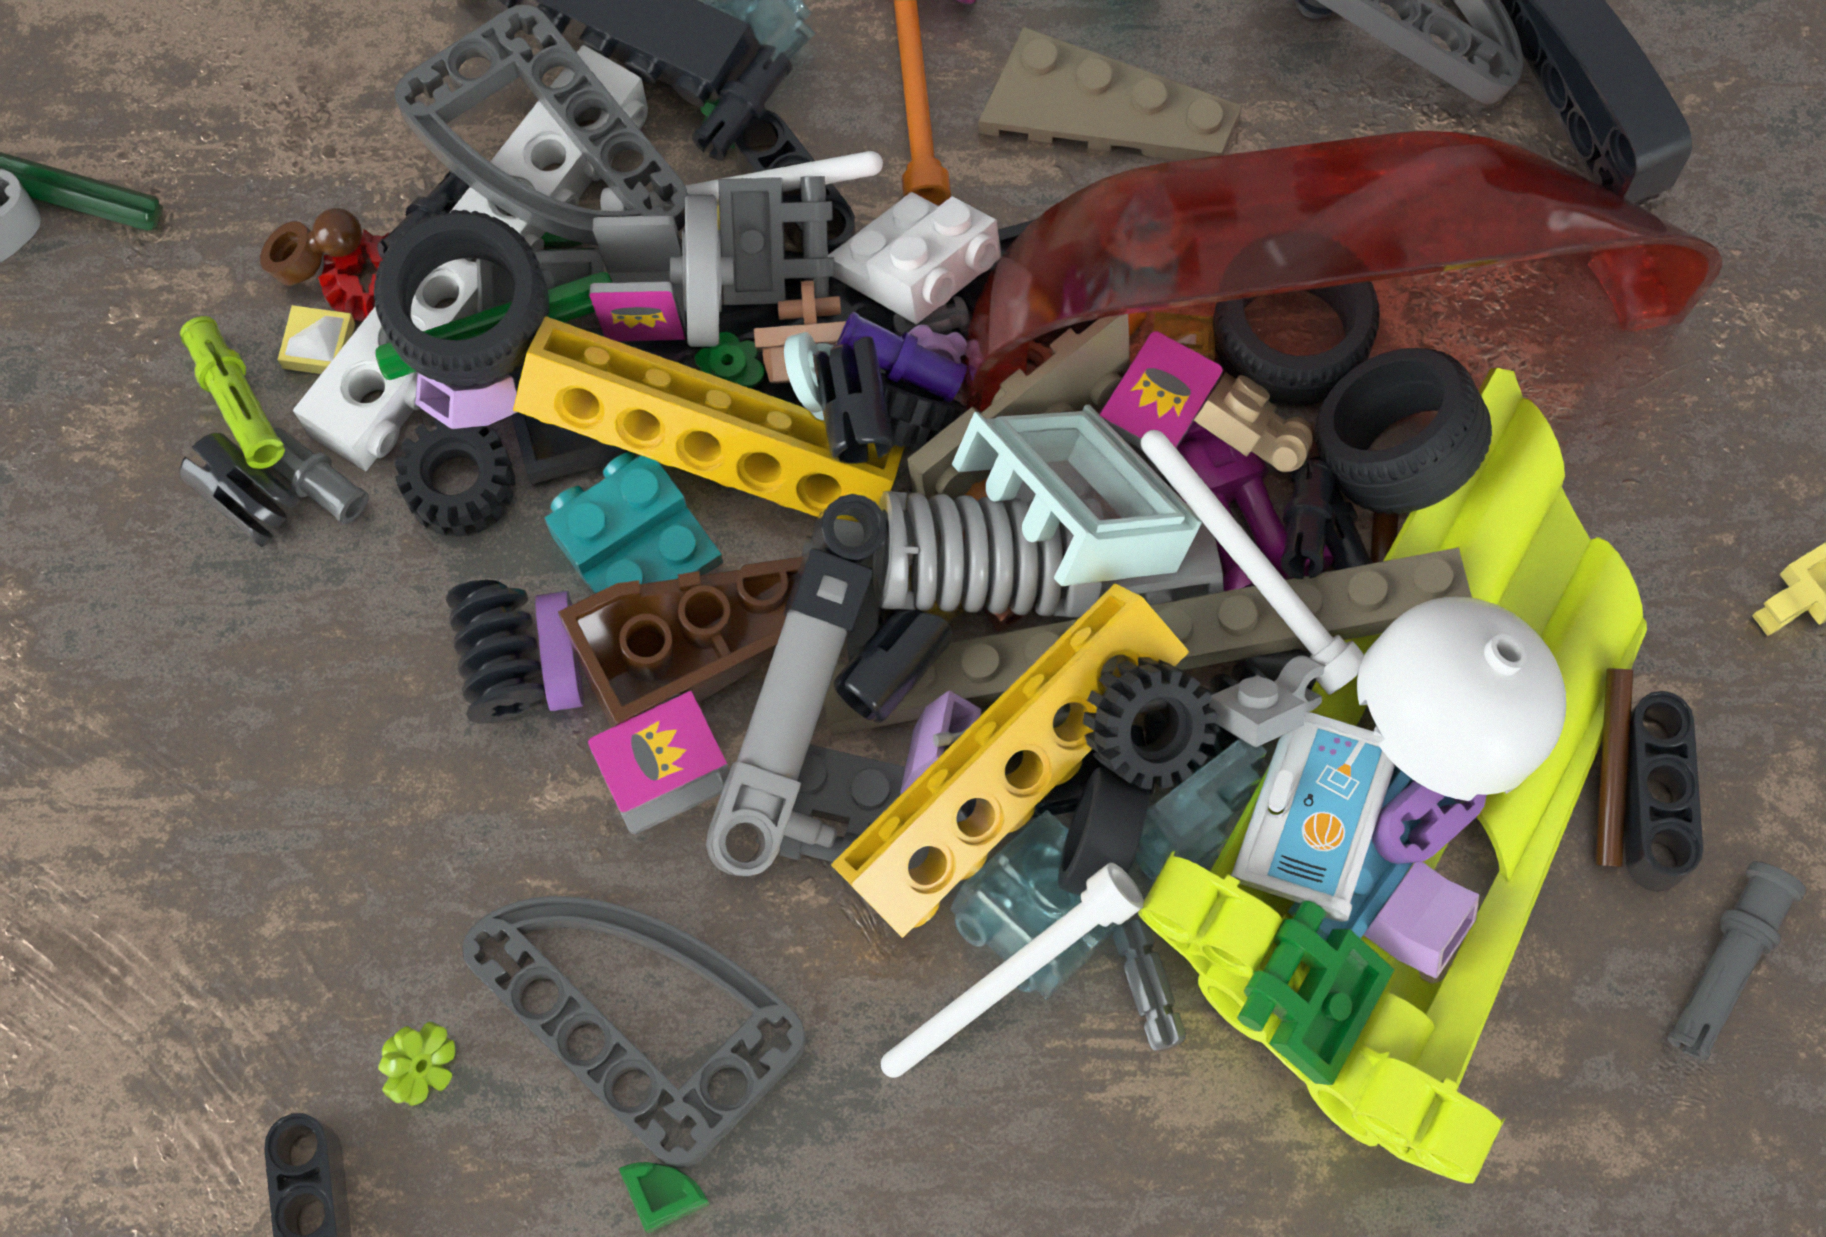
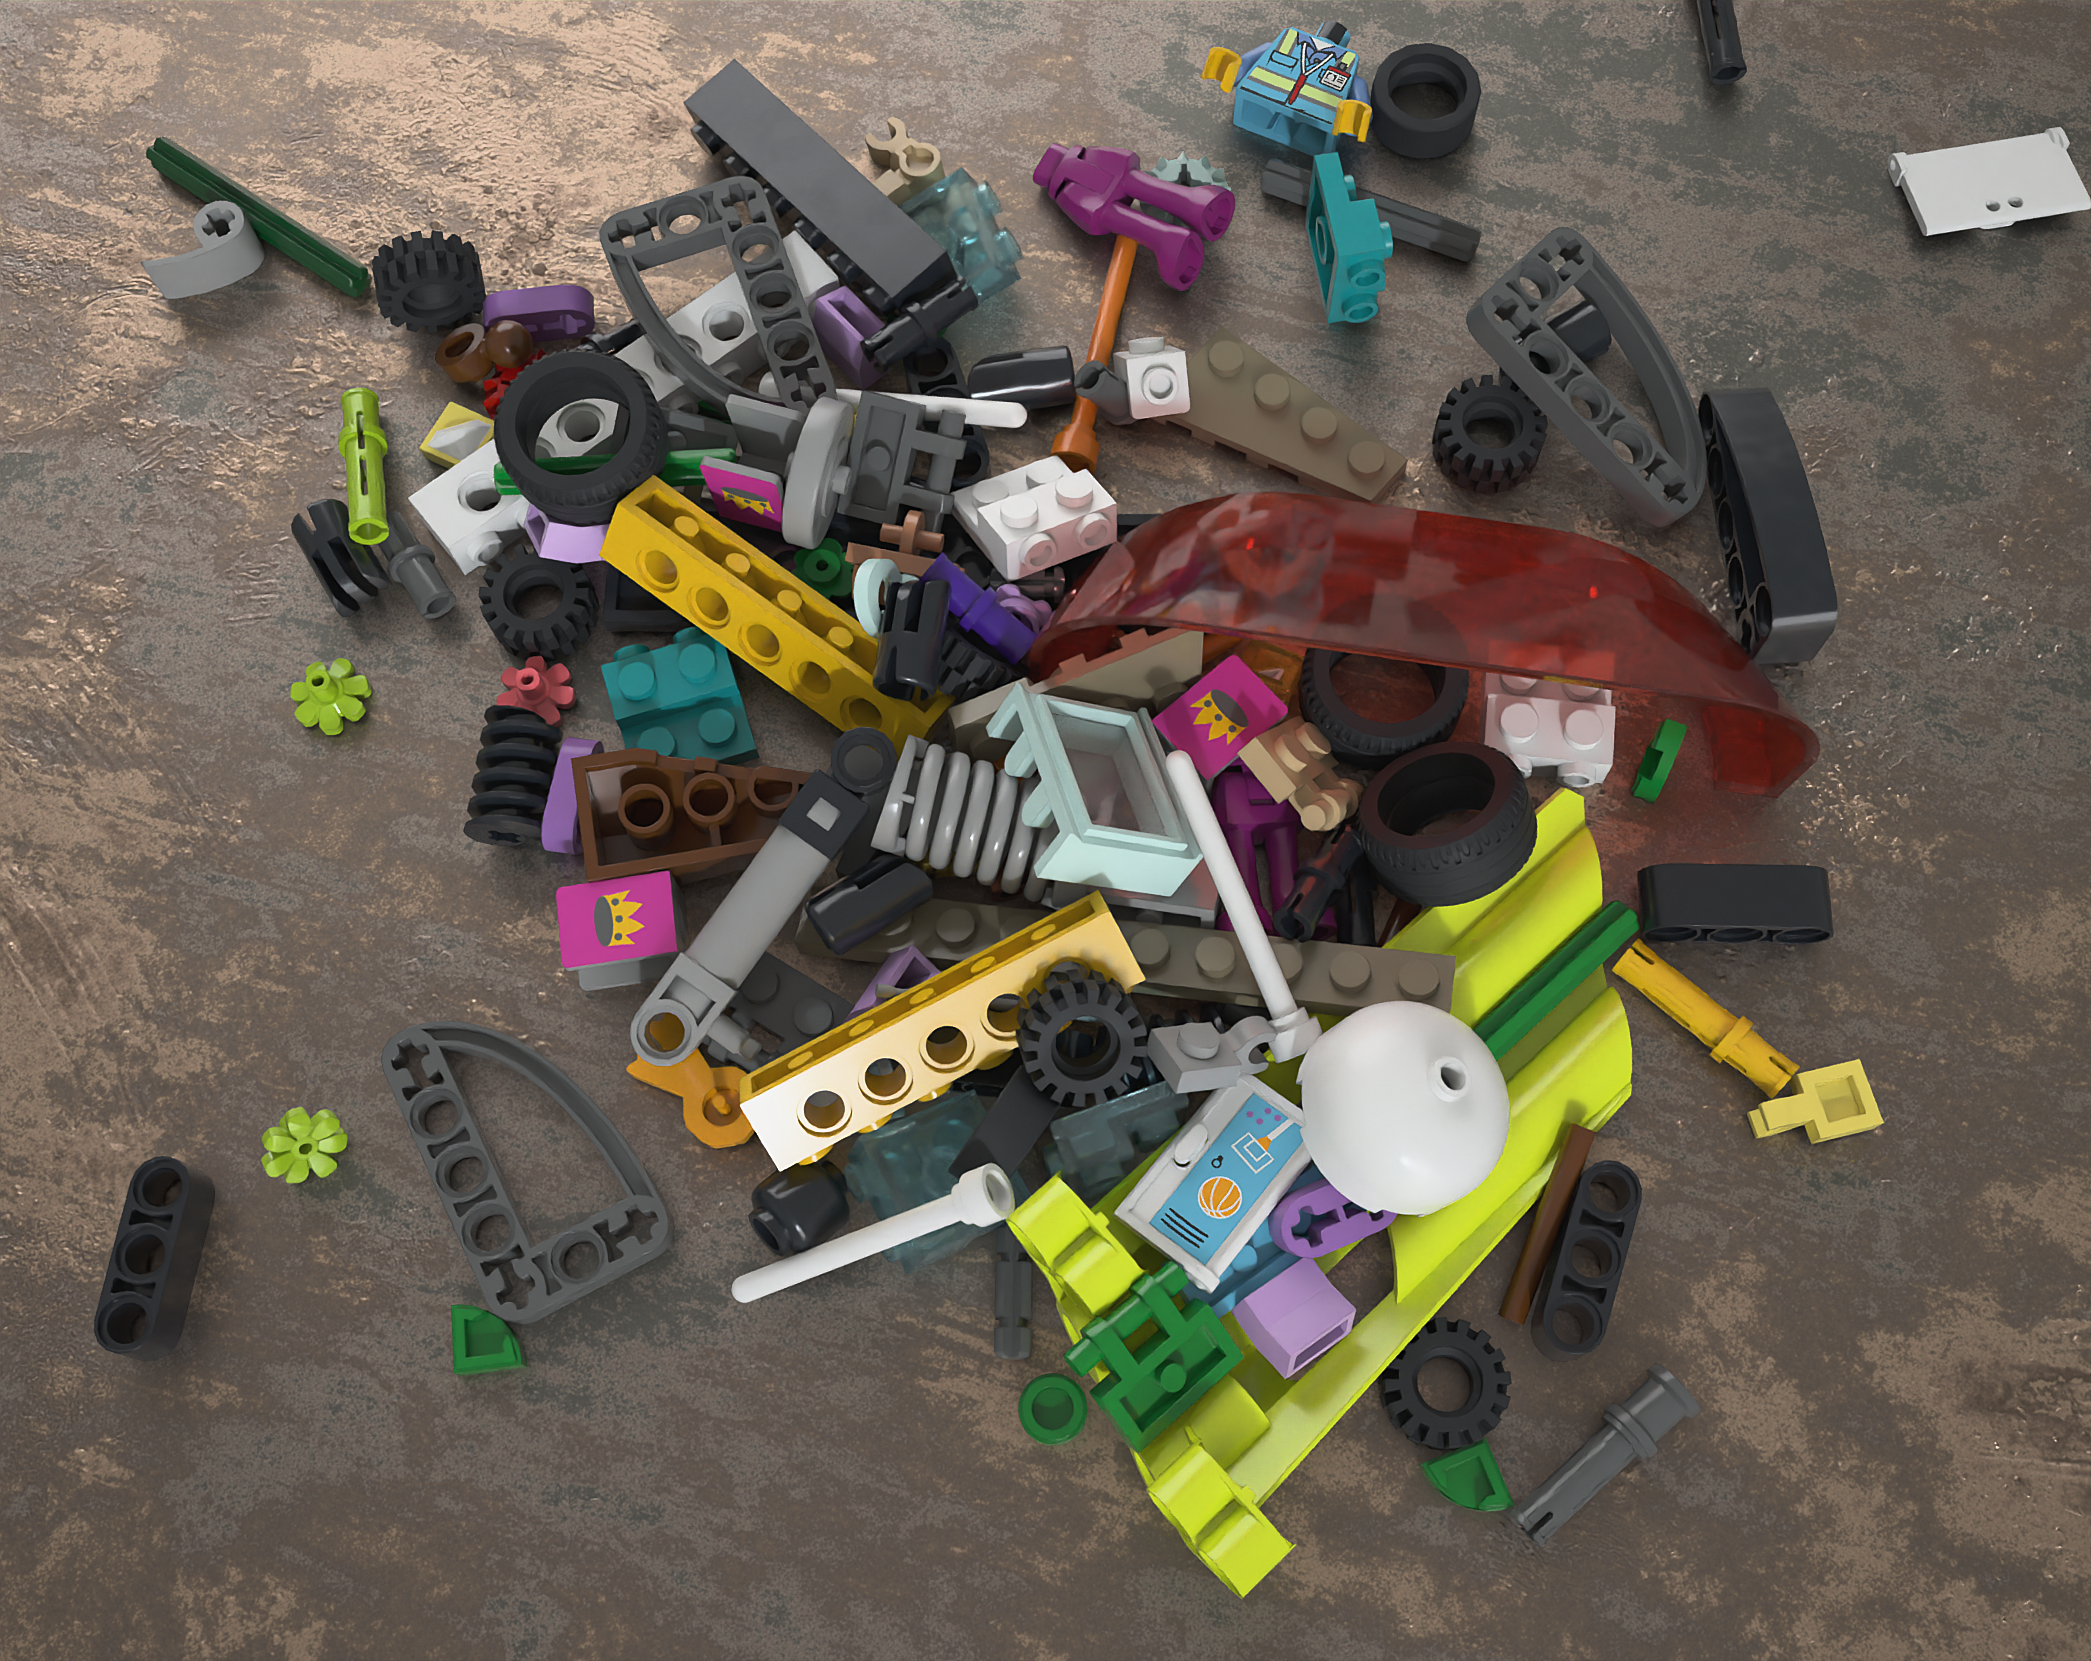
camera: 20 degrees right, 0 degrees up
(232, 193) = (428, 281): none -> black tyre
(275, 627) = (330, 696): none -> lime plant
(361, 189) = (546, 311): none -> medium lavender beam
(483, 559) = (539, 689): none -> coral plant
(669, 128) = (840, 325): none -> lavender piece
(807, 898) = (708, 1093): none -> light orange piece
(856, 125) = (1025, 377): none -> black arm
(923, 970) = (800, 1207): none -> black head
(949, 122) = (1105, 391): none -> dark grey pin
(980, 91) = (1153, 378): none -> white bracket
(1223, 1080) = (1052, 1409): none -> green tile
(1306, 89) = (1481, 463): none -> black tyre
(1458, 312) = (1549, 727): none -> white plate
(1549, 537) = (1557, 978): none -> green axle
(1567, 318) = (1658, 760): none -> green tile
(1611, 936) = (1486, 1377): none -> black tyre
(1621, 1019) = (1469, 1478): none -> green tile
(1679, 429) = (1734, 904): none -> black beam
(1698, 544) = (1706, 1019): none -> yellow pin

